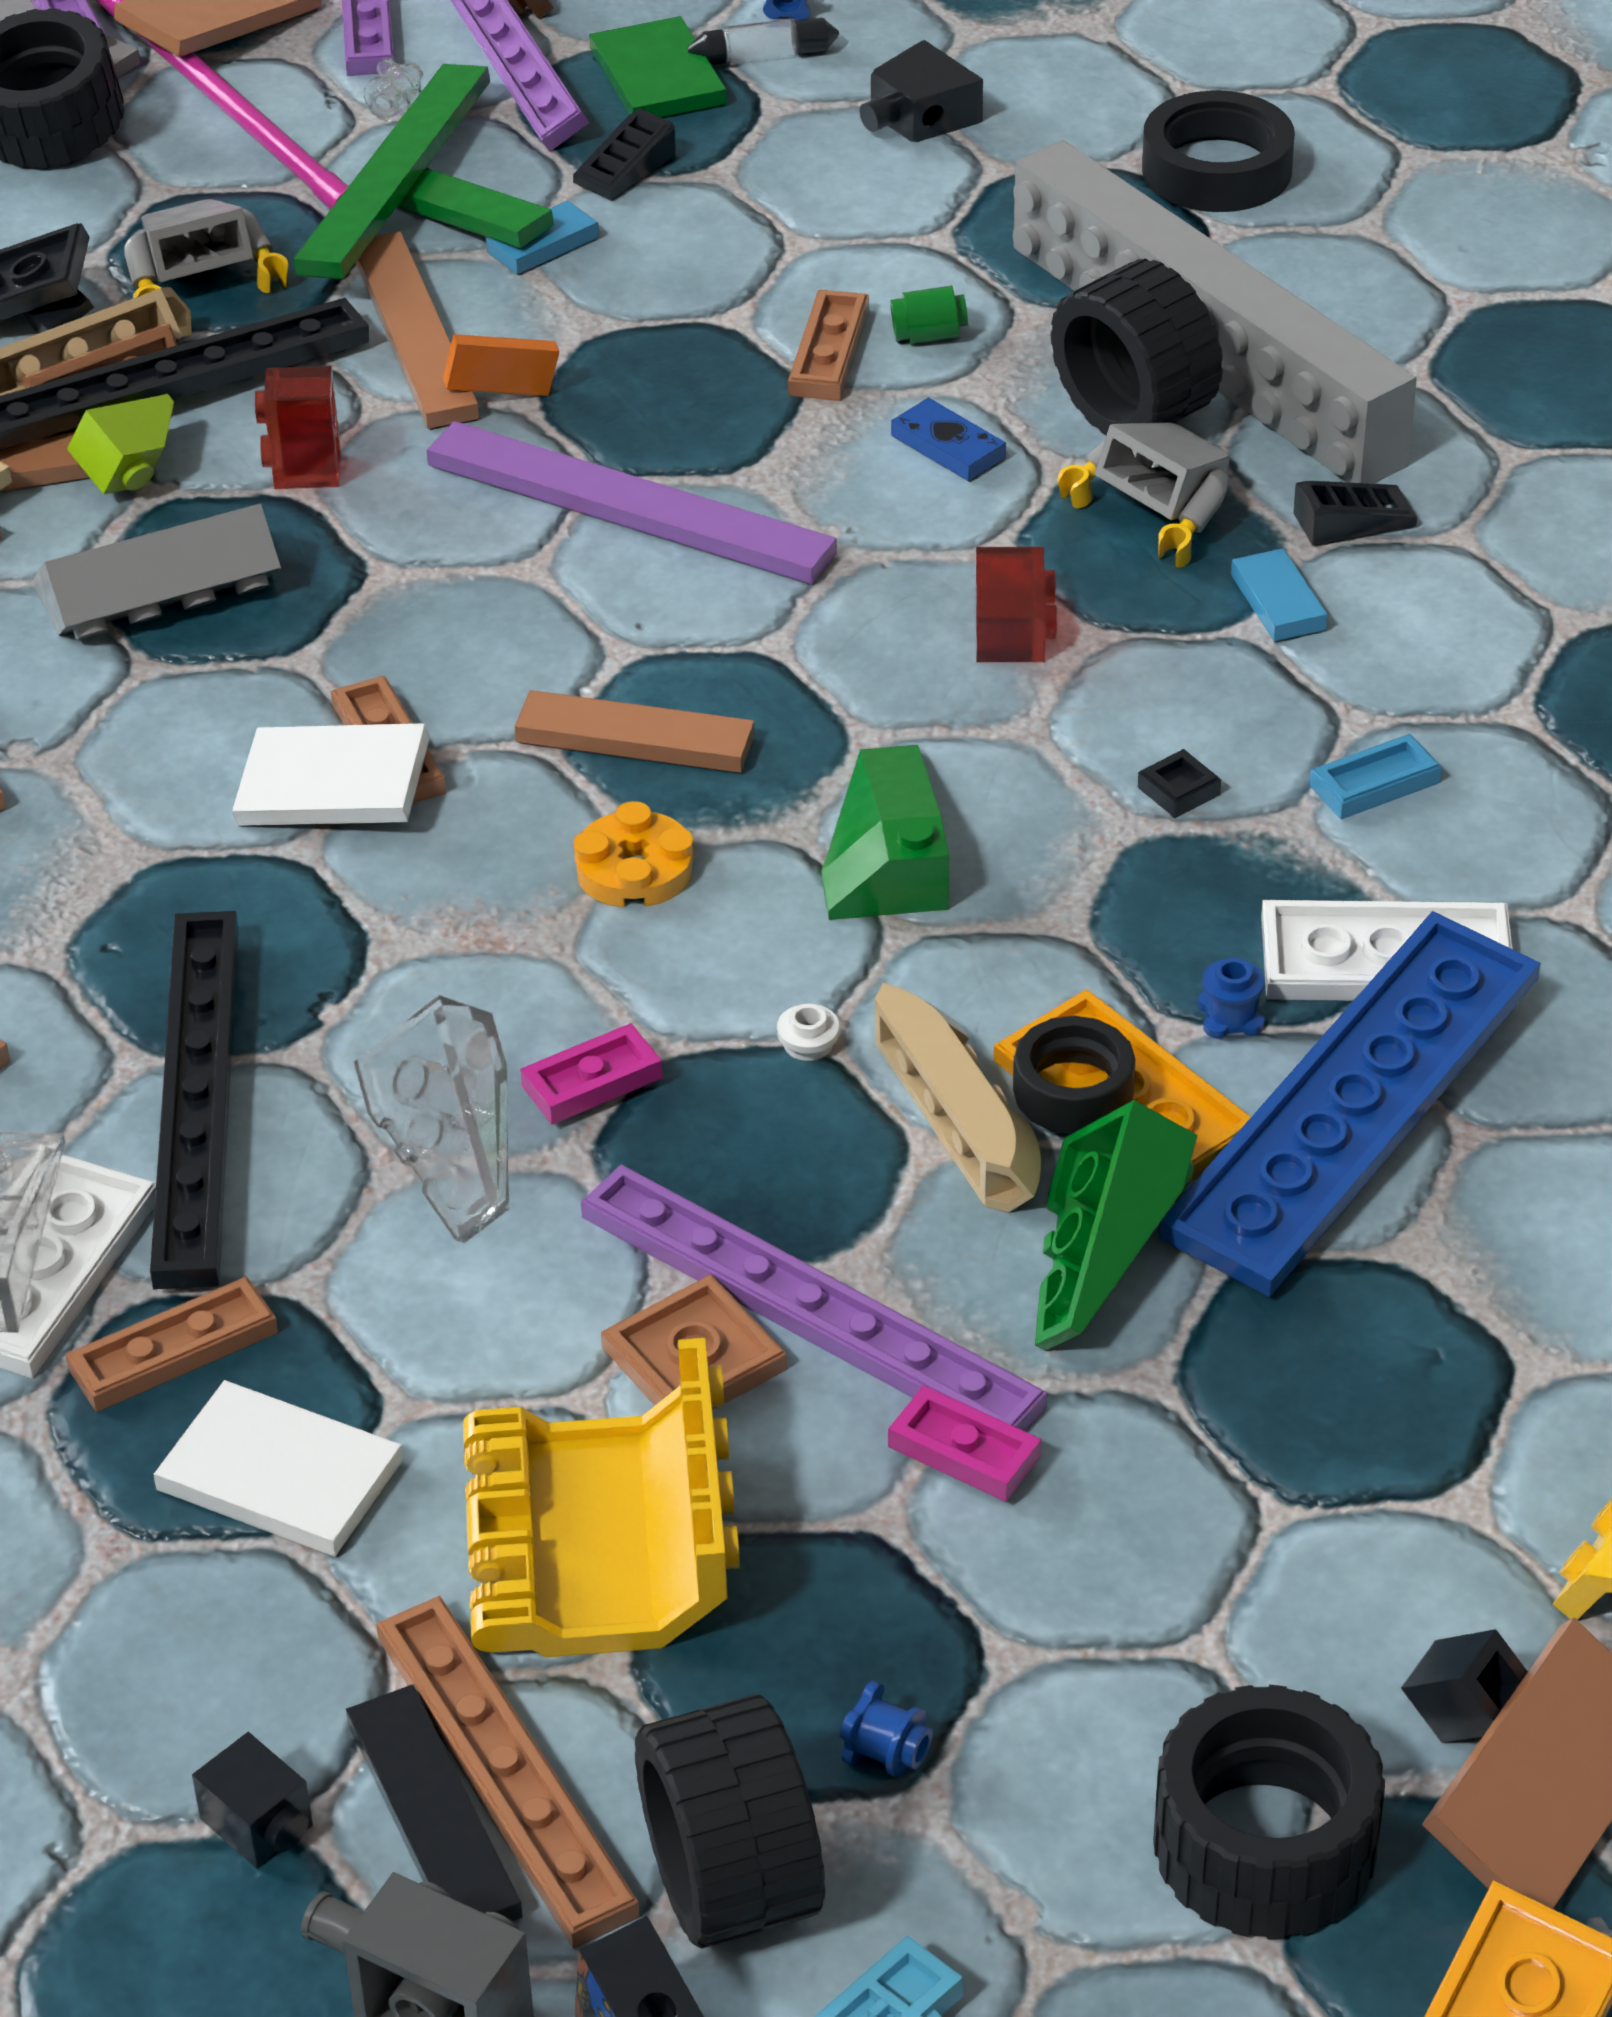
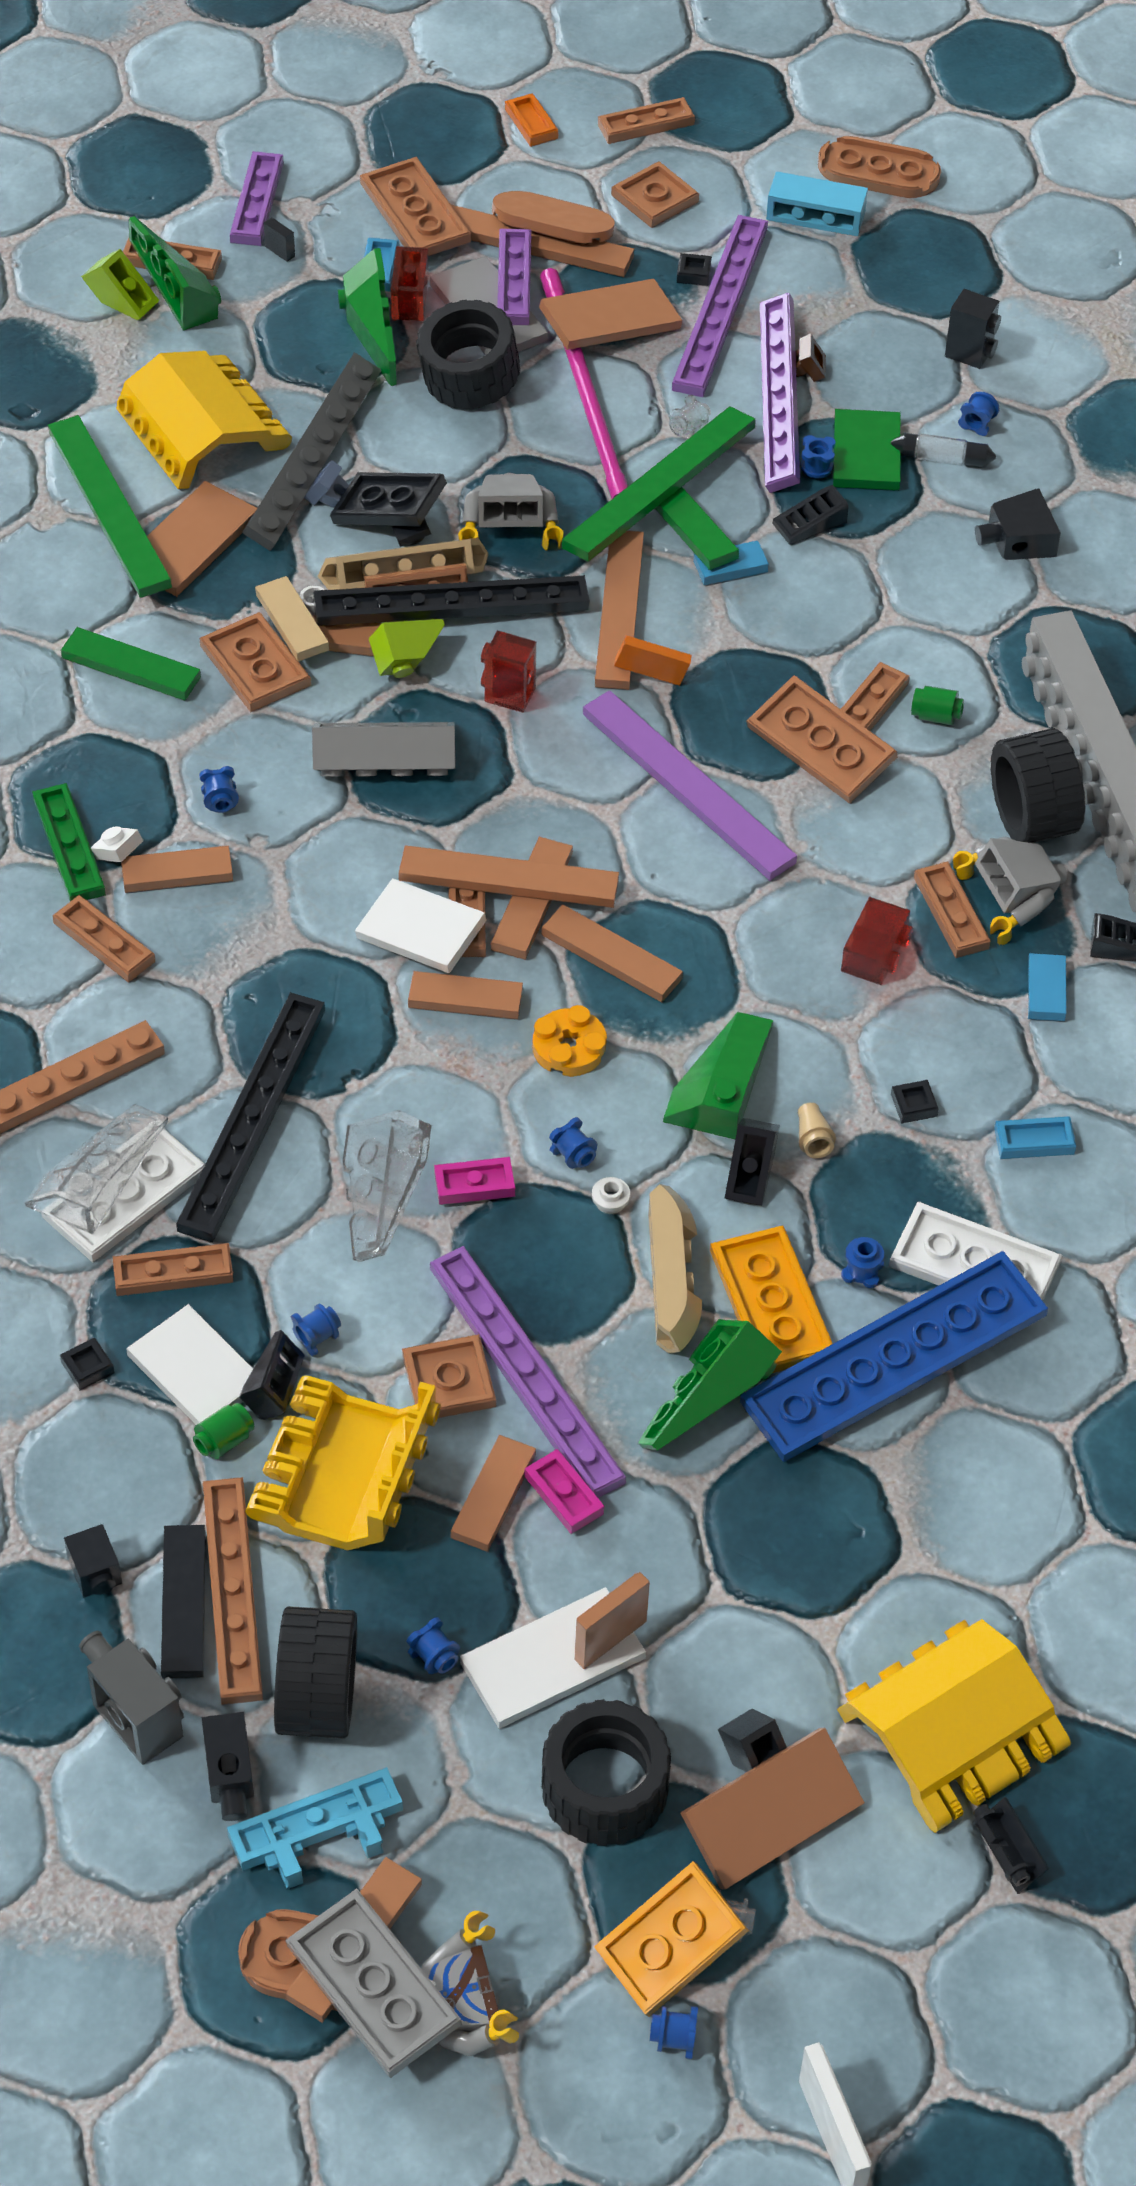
camera: 20 degrees right, 10 degrees up
(95, 1521) = (87, 1363): none -> black tile
(374, 1538) = (223, 1430): none -> green brick
(418, 1438) = (272, 1379): none -> black slope
(432, 675) = (509, 876): none -> nougat tile
(444, 845) = (465, 995): none -> nougat tile
(449, 1345) = (316, 1327): none -> blue brick
(478, 699) = (526, 914): none -> nougat tile
(598, 87) = (817, 456): none -> blue brick
(717, 980) = (573, 1144): none -> blue brick
(791, 396) = (822, 739): none -> nougat tile
(852, 1486) = (493, 1493): none -> nougat tile
(948, 439) = (904, 802): blue tile -> none
(995, 920) = (751, 1161): none -> black slope
(1064, 859) = (815, 1133): none -> tan cone
(1075, 1686) = (538, 1664): none -> white tile
(1079, 1041) = (745, 1259): black tyre -> none
(1090, 543) = (952, 909): none -> nougat tile
(1158, 1580) = (611, 1619): none -> nougat tile

